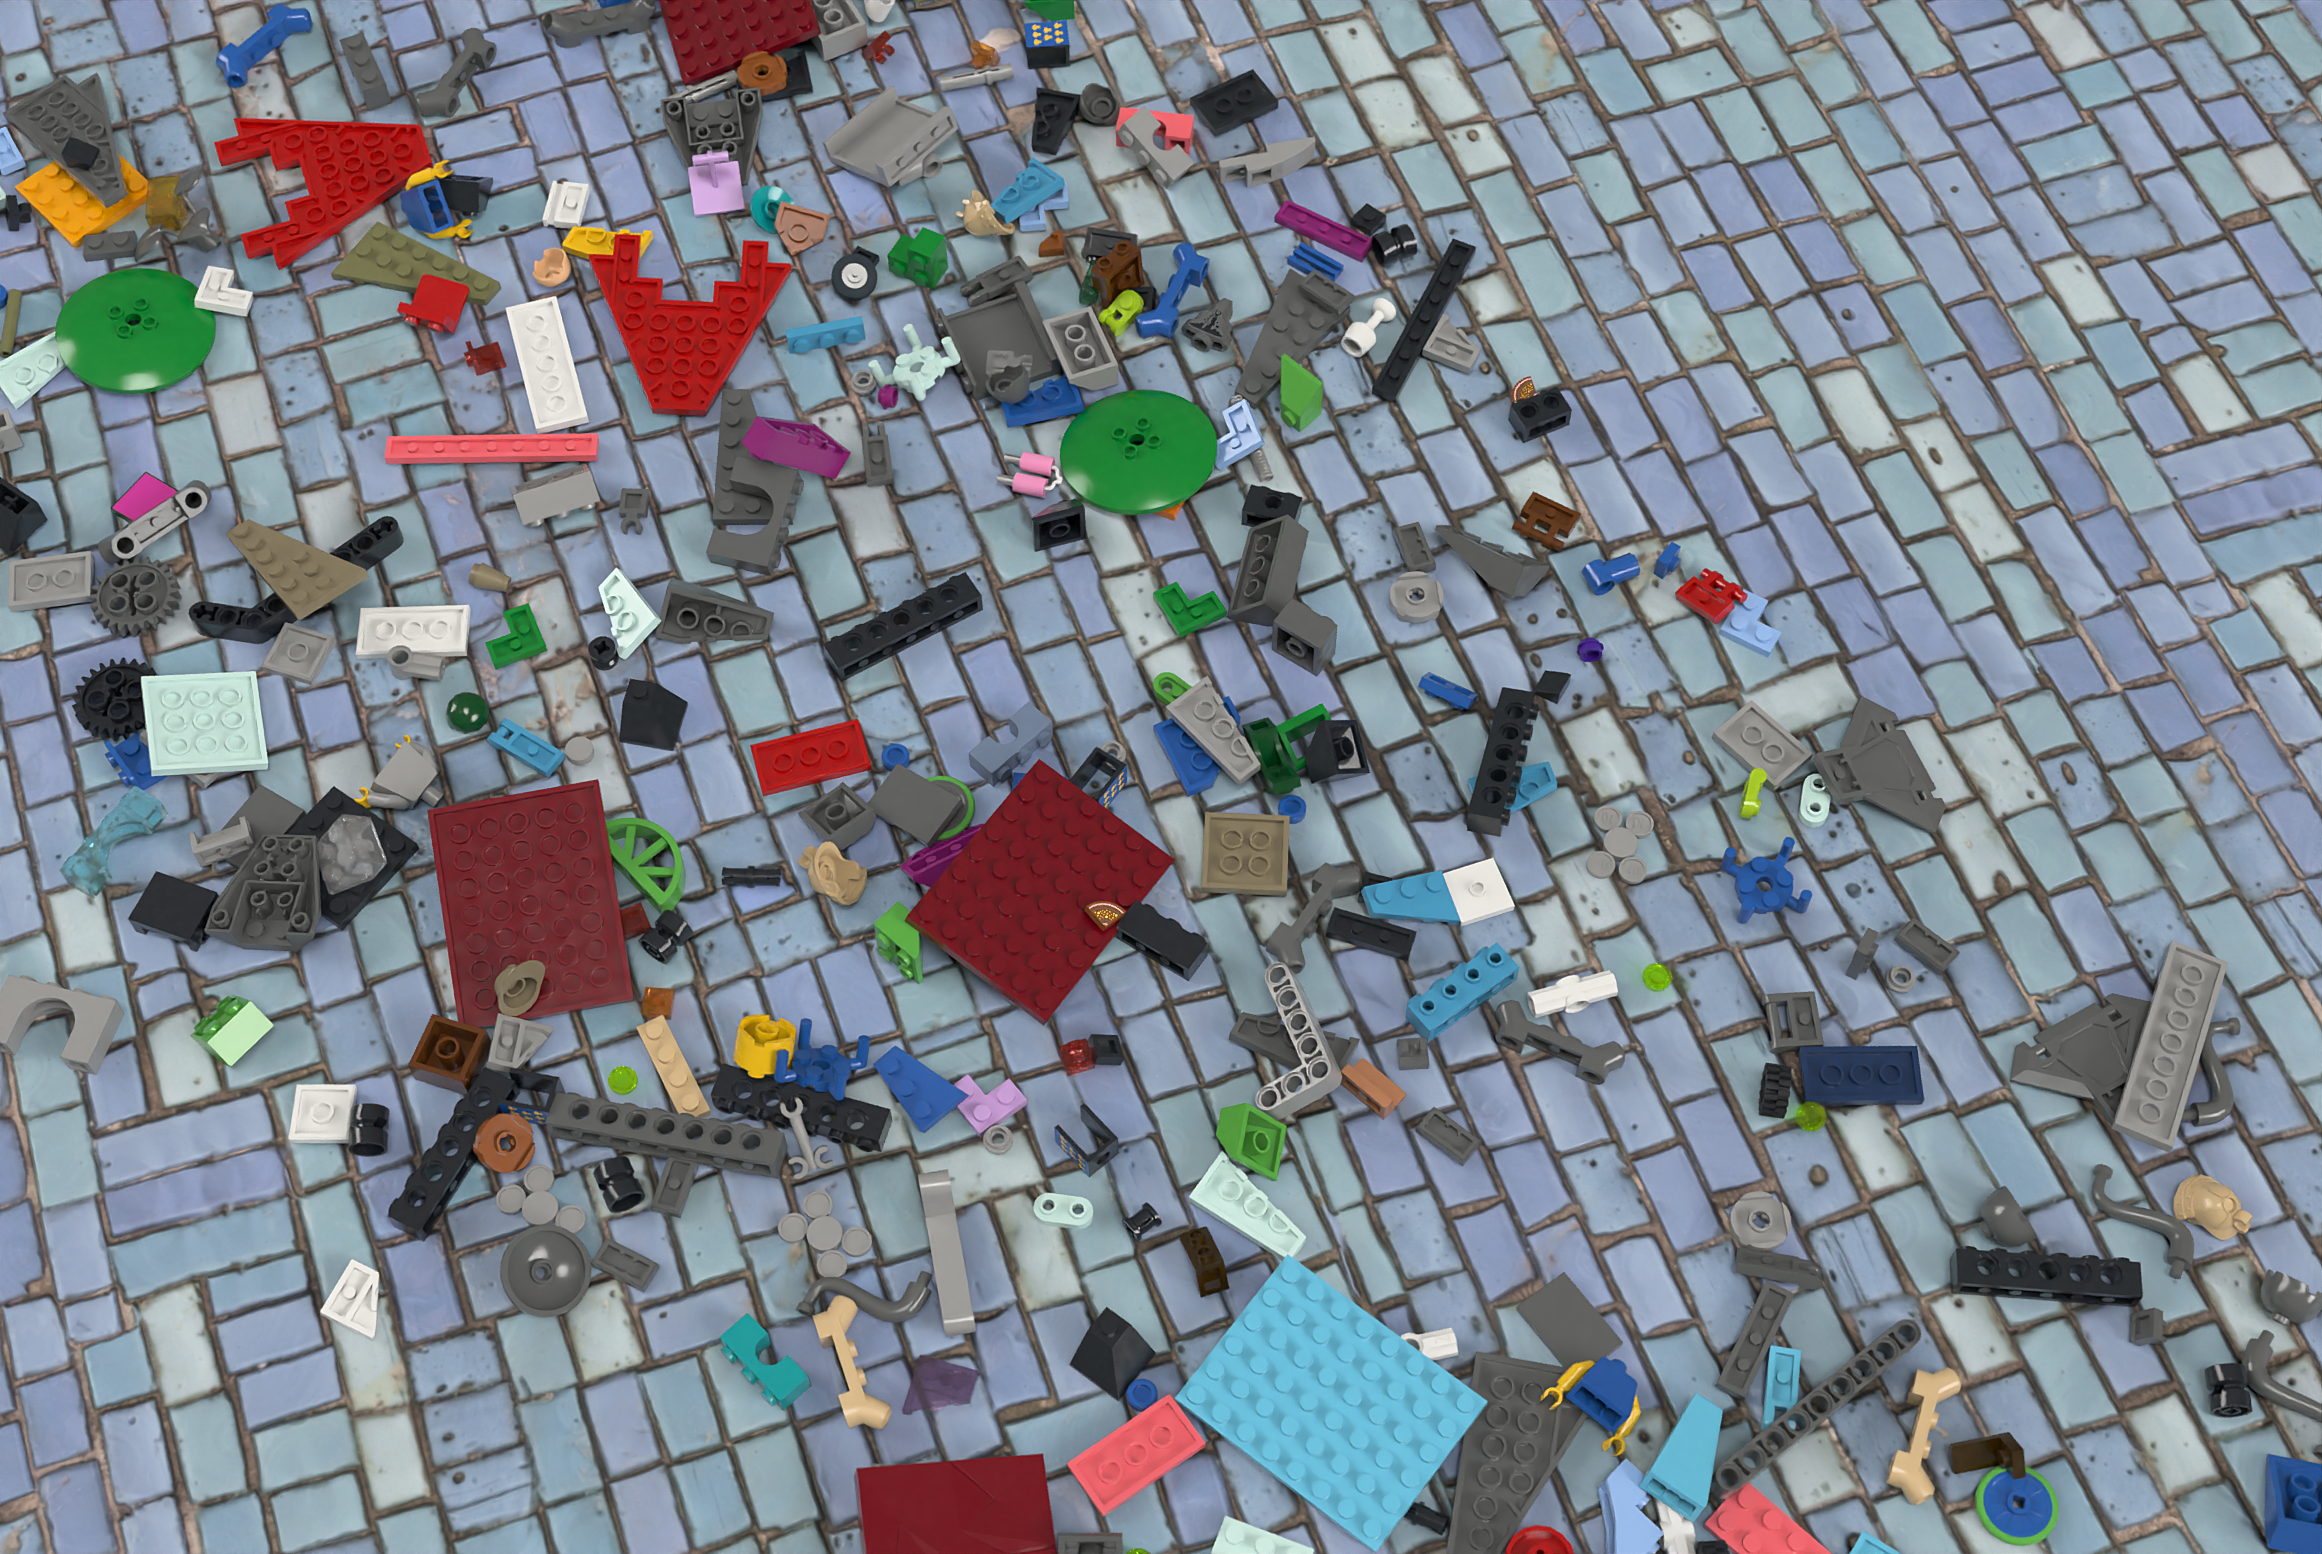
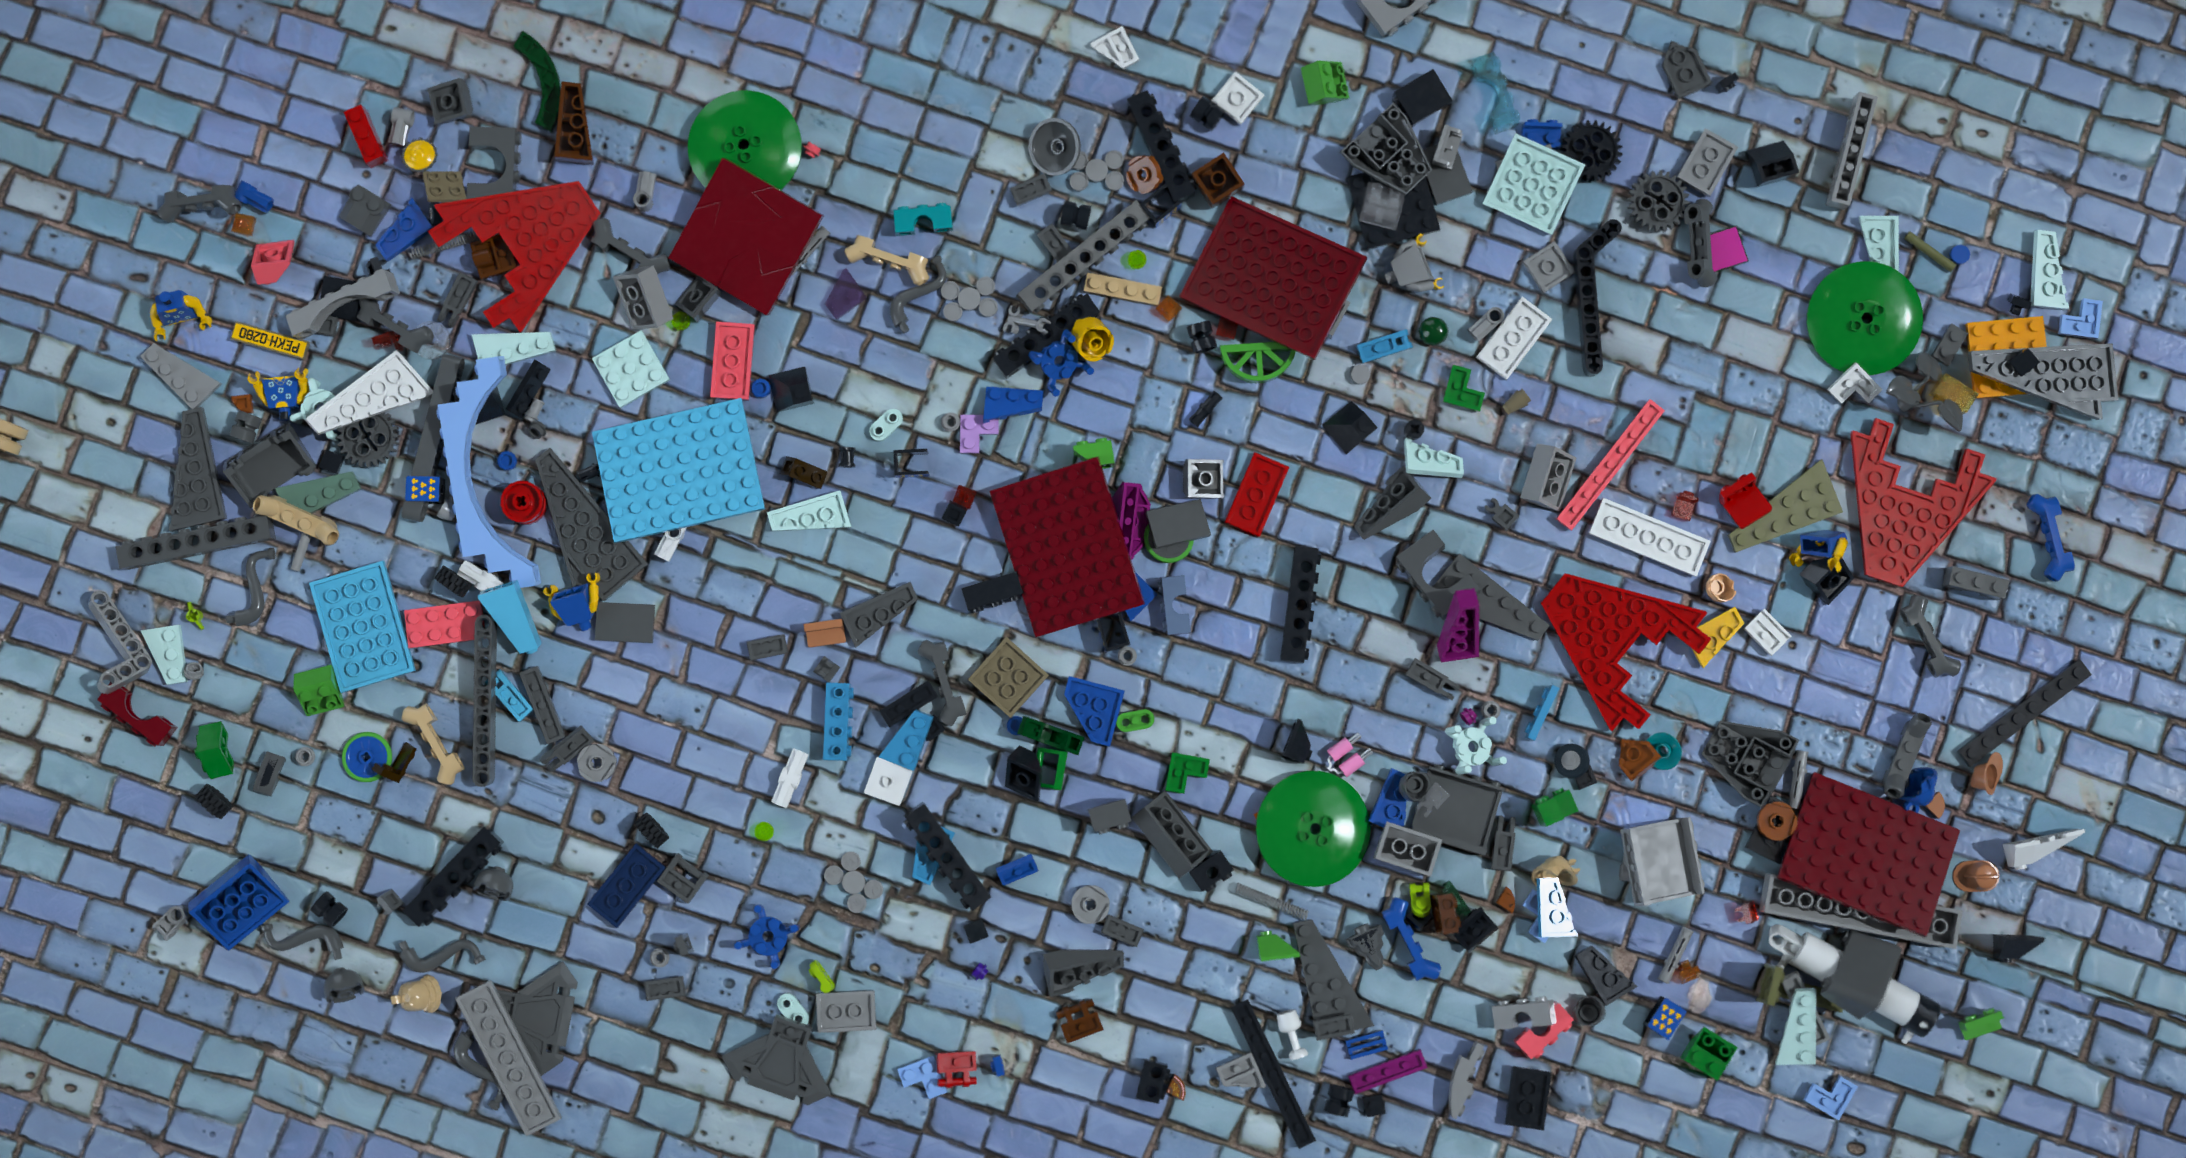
camera: 130 degrees right, 25 degrees up
(294, 570) = (1597, 295): dark tan wing -> none
(515, 1042) = (1199, 217): light grey wing -> none
(519, 987) = (1225, 235): dark tan piece -> none
(715, 186) = (1707, 729): lavender plate -> none
(832, 874) = (1167, 450): tan helmet -> none
(895, 754) = (1219, 539): blue tile -> none
(946, 1253) = (930, 358): light grey beam -> none
(1104, 913) = (1025, 568): dark orange tile -> none
(1207, 722) = (1094, 718): light grey wing -> none
(1243, 435) = (1271, 894): light blue plate -> none
(1252, 1138) = (844, 545): bright green slope -> none
(1304, 1041) = (872, 611): light grey beam -> none
(1591, 1062) = (792, 730): dark grey plate -> none
(1604, 575) = (1017, 1024): blue piece -> none
(1811, 1116) = (627, 839): clear neon green plate -> none

